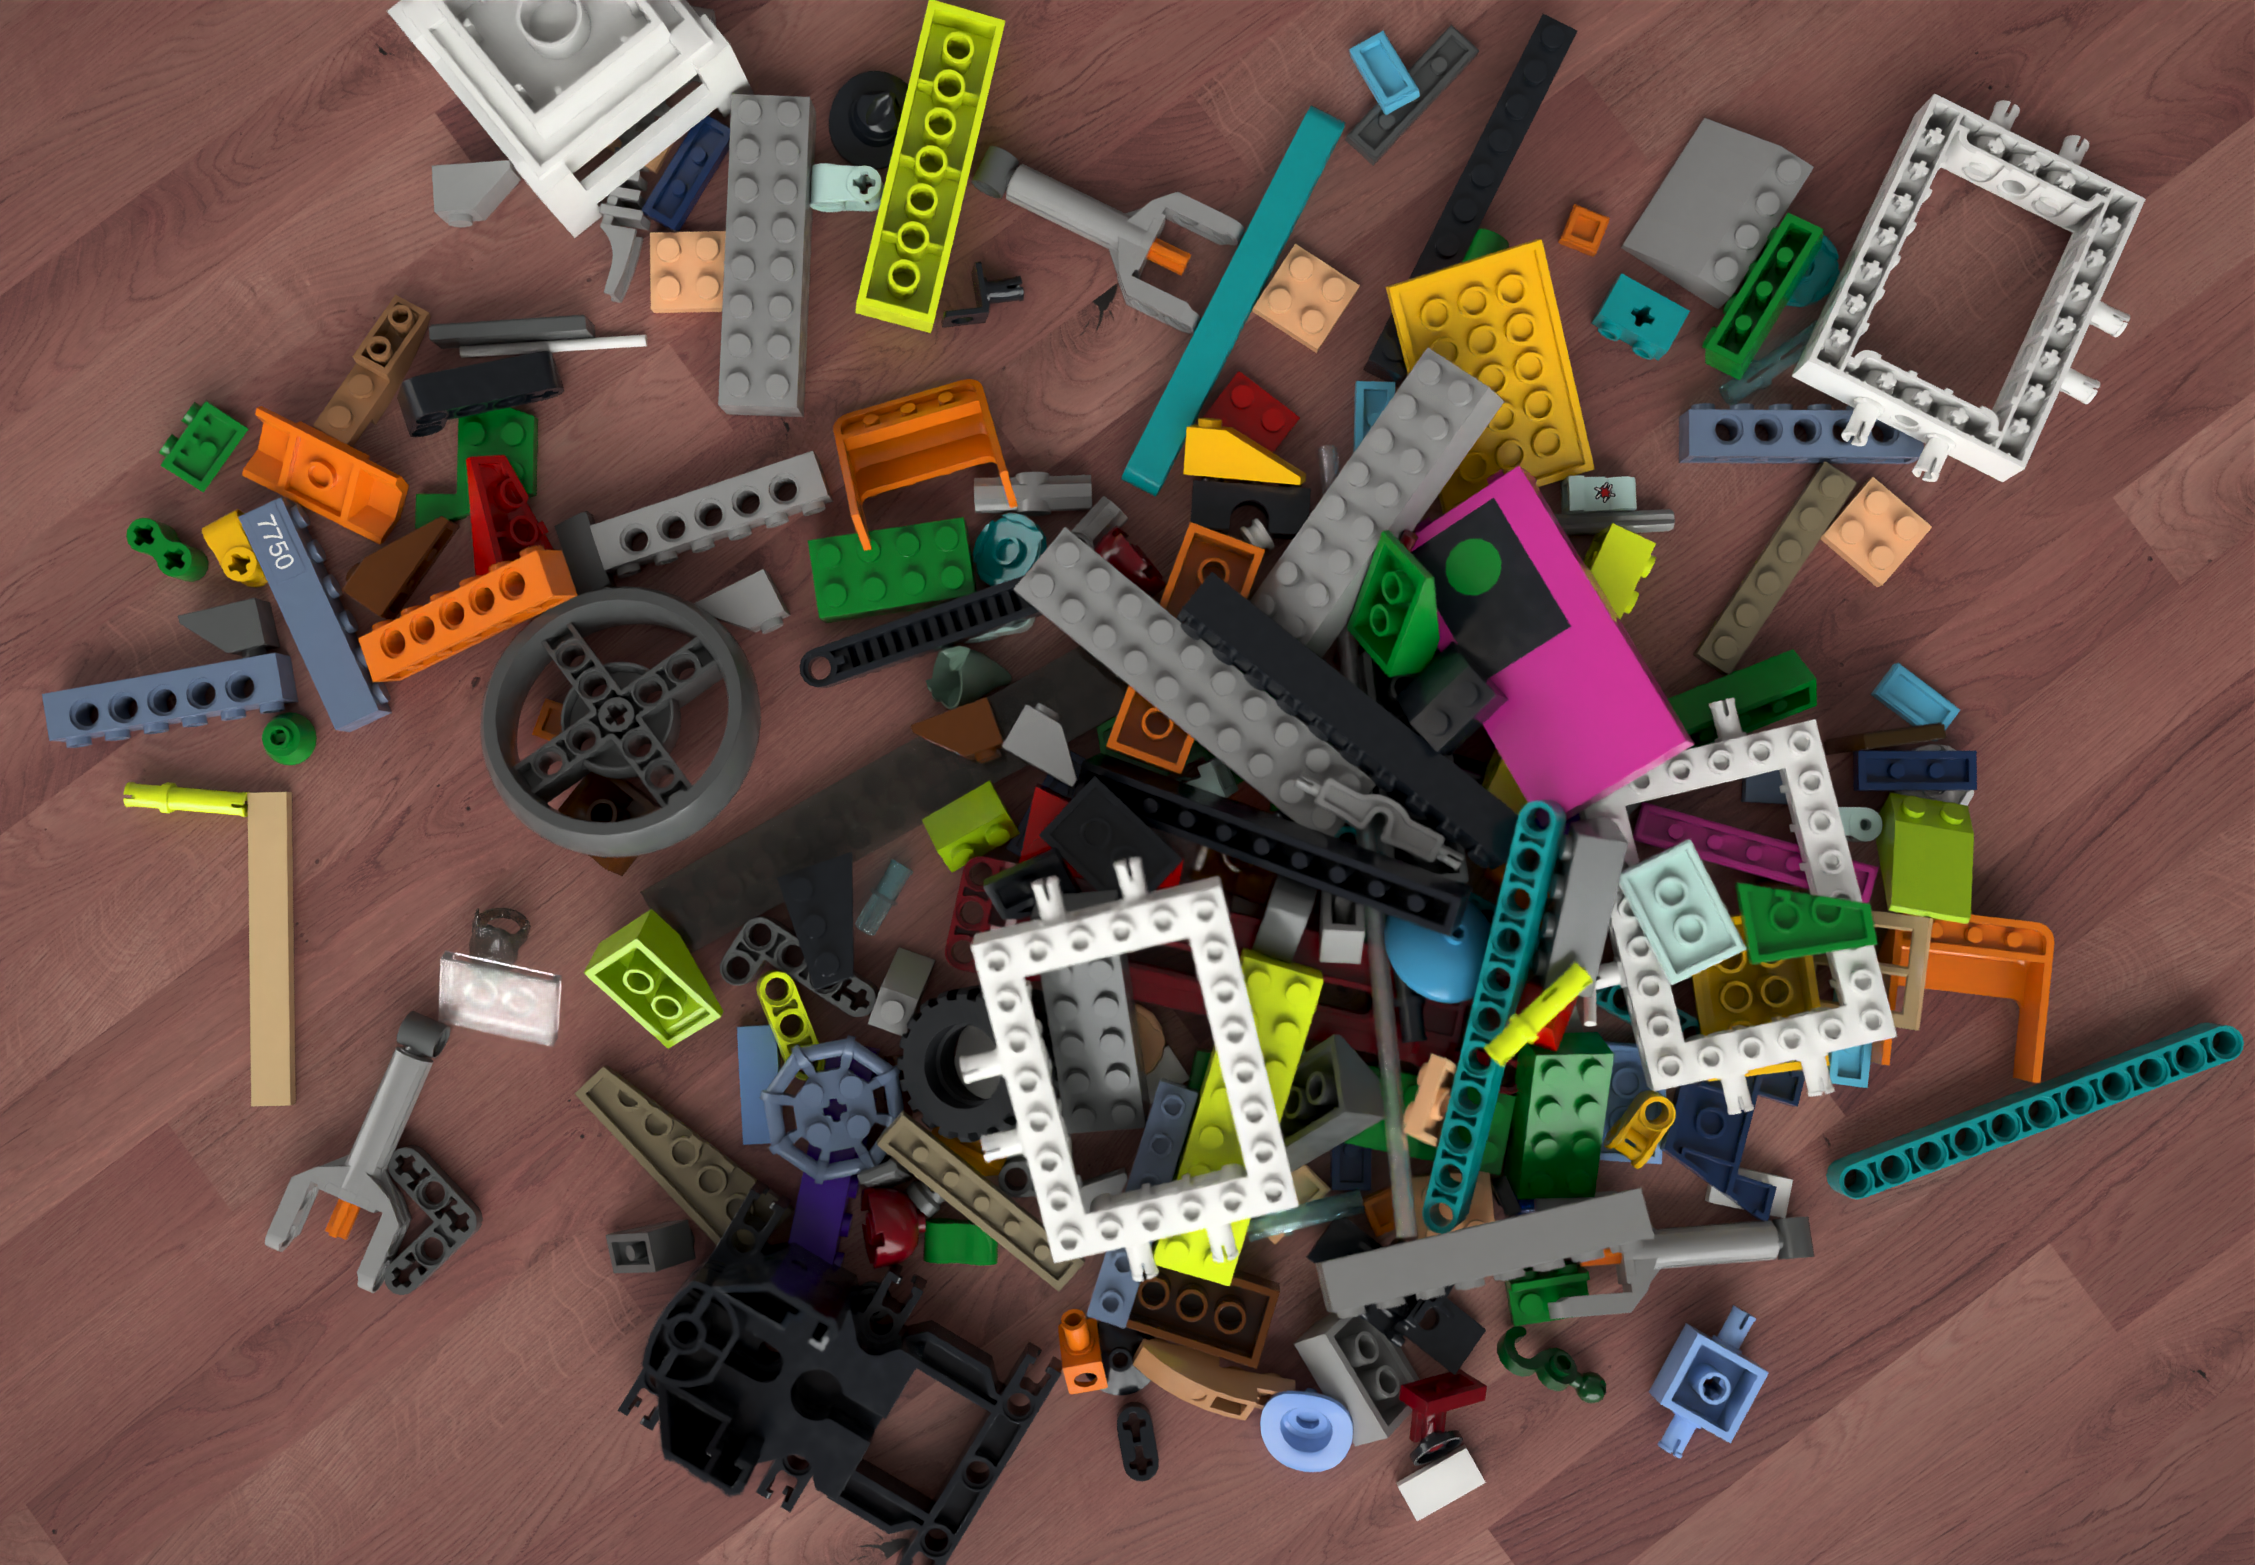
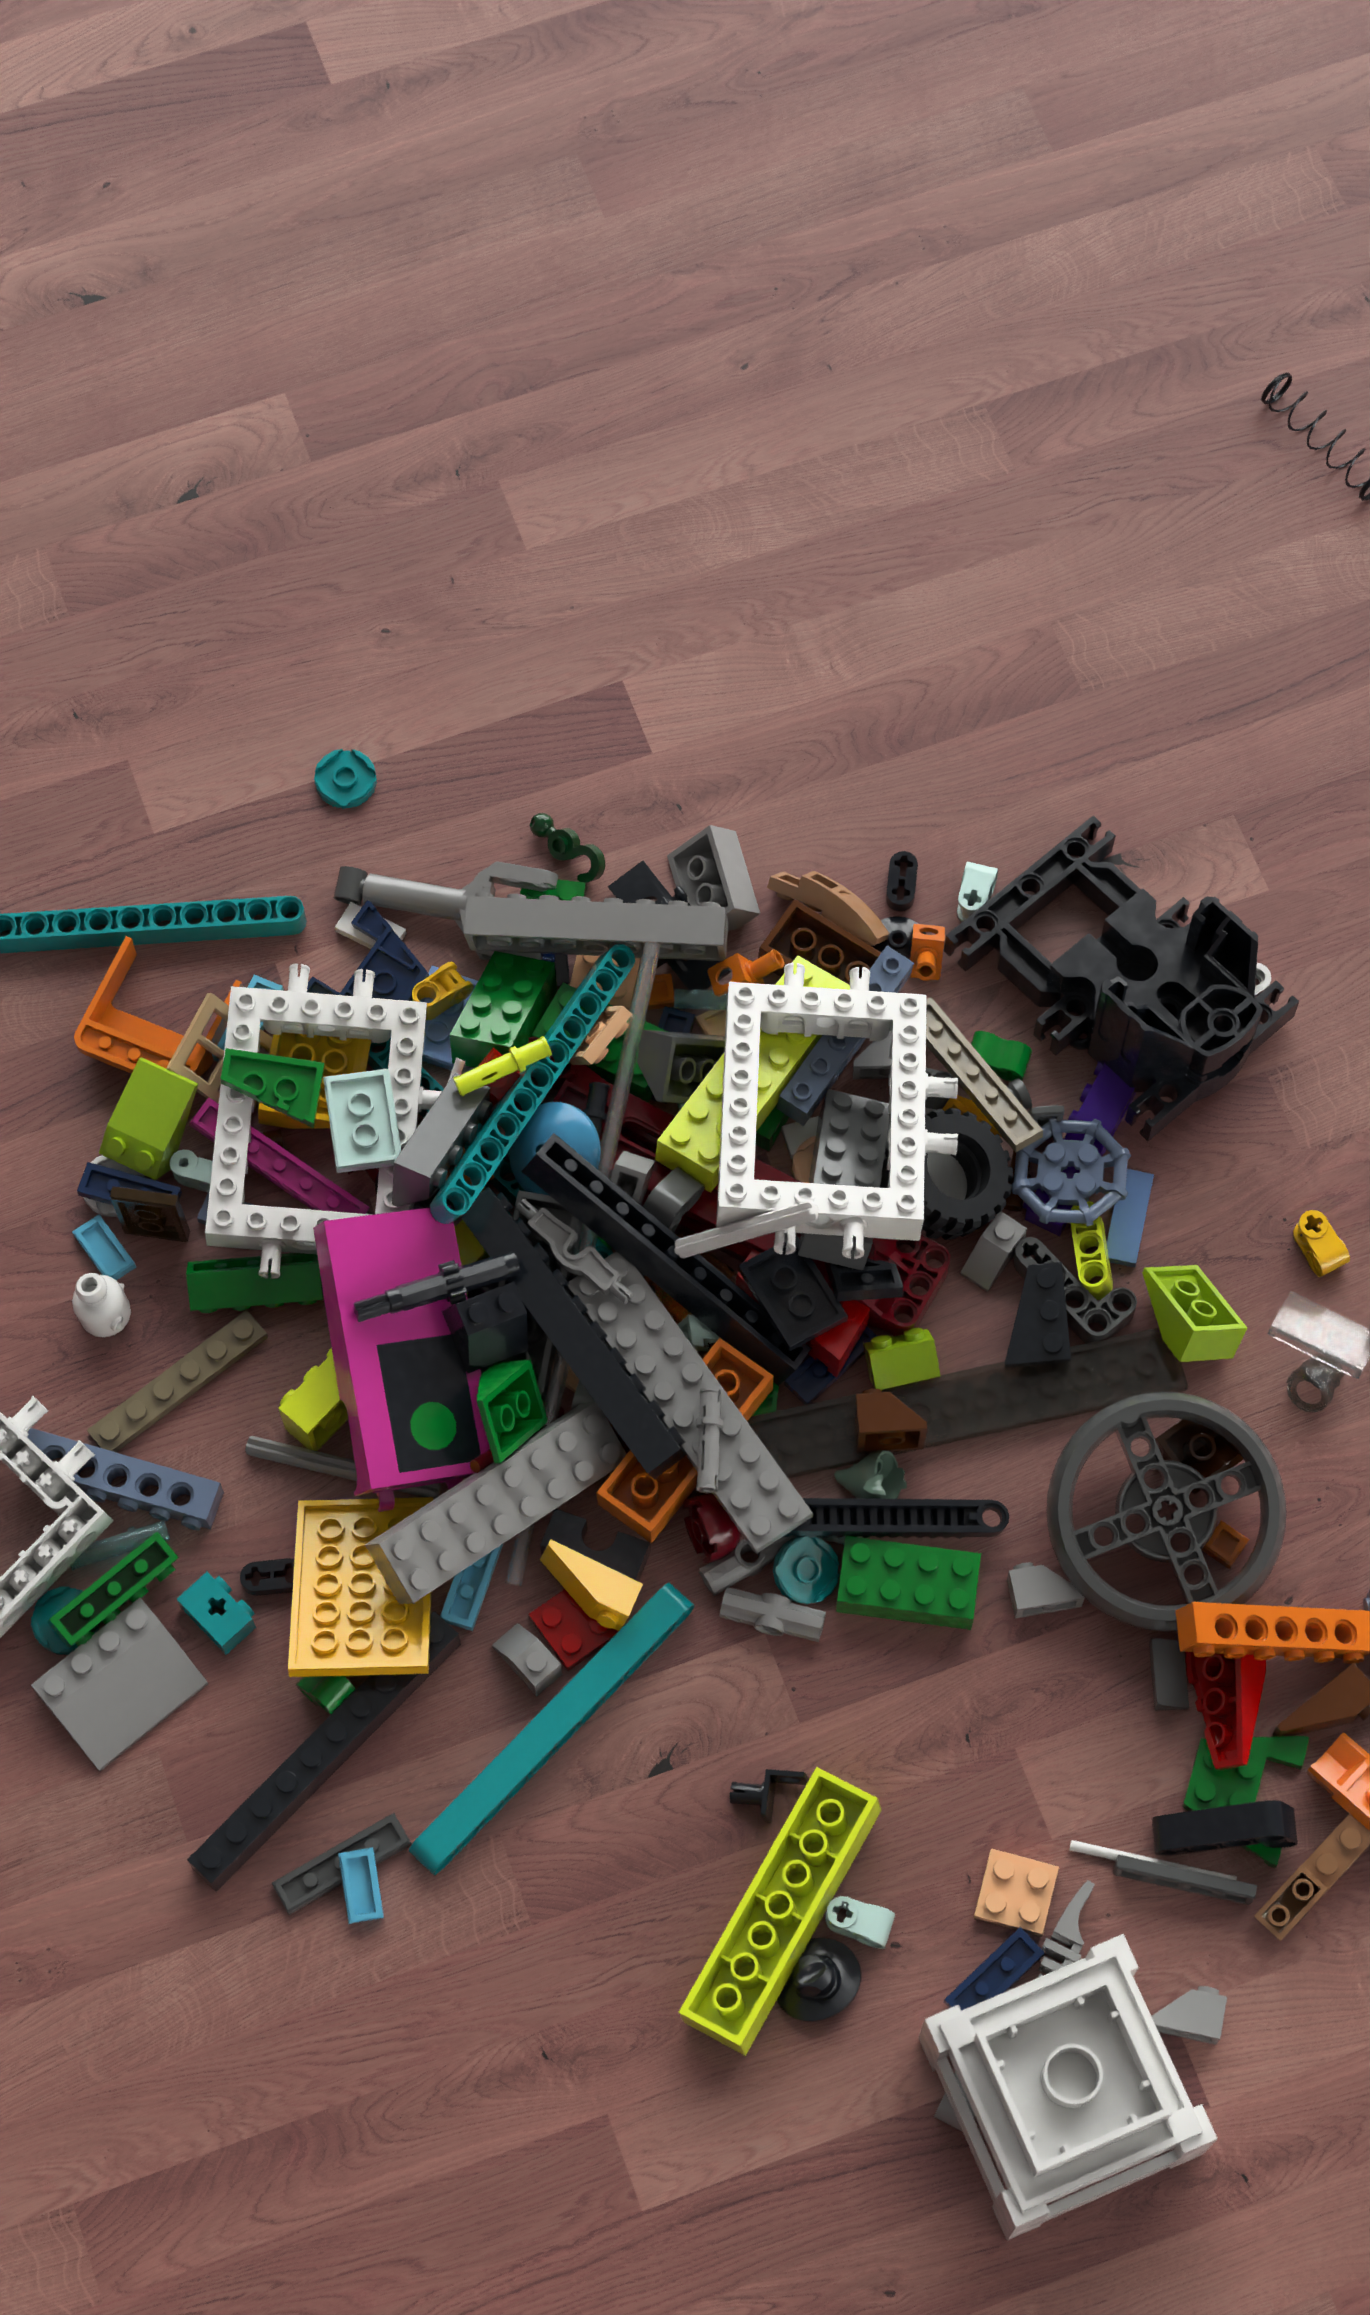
camera: 160 degrees left, 20 degrees down
(526, 1107) = (1321, 1248): none -> yellow piece
(616, 534) = (964, 1688): light grey brick -> none
(651, 1247) = (1247, 1117): dark grey slope -> none
(680, 1160) = (1208, 1177): dark tan wing -> none
(767, 256) = (943, 1879): light grey brick -> none
(883, 898) = (988, 1330): clear light blue axle -> none
(890, 1225) = (1051, 1078): dark red cylinder -> none
(914, 442) = (859, 1685): orange windscreen -> none
(1042, 743) = (827, 1395): light grey slope -> none
(1045, 1454) = (976, 888): none -> light aqua piece
(1128, 237) = (626, 1806): light grey piece -> none
(1156, 641) = (709, 1432): none -> light grey pin
(1178, 876) = (746, 1229): none -> white axle
(1257, 535) = (596, 1525): white bush -> none
(1285, 367) = (528, 1658): none -> light grey slope
(1287, 1254) = (745, 970): none -> orange bracket
(1305, 298) = (489, 1714): light nougat plate -> none
(1306, 1430) = (769, 852): hat -> none
(1430, 1403) = (662, 846): dark red piece -> none
(1440, 1482) = (677, 792): white tile -> none
(1511, 721) = (448, 1284): none -> black piece
(1584, 230) = (235, 1704): orange tile -> none
(1598, 388) = (270, 1569): none -> black beam
(1598, 494) = (302, 1479): light aqua leg -> none
(1713, 1407) = (452, 803): light blue brick -> none
(1847, 1383) = (345, 778): none -> teal tile
(1875, 532) = (85, 1389): light nougat plate -> none
(1897, 624) = (101, 1304): none -> white piece

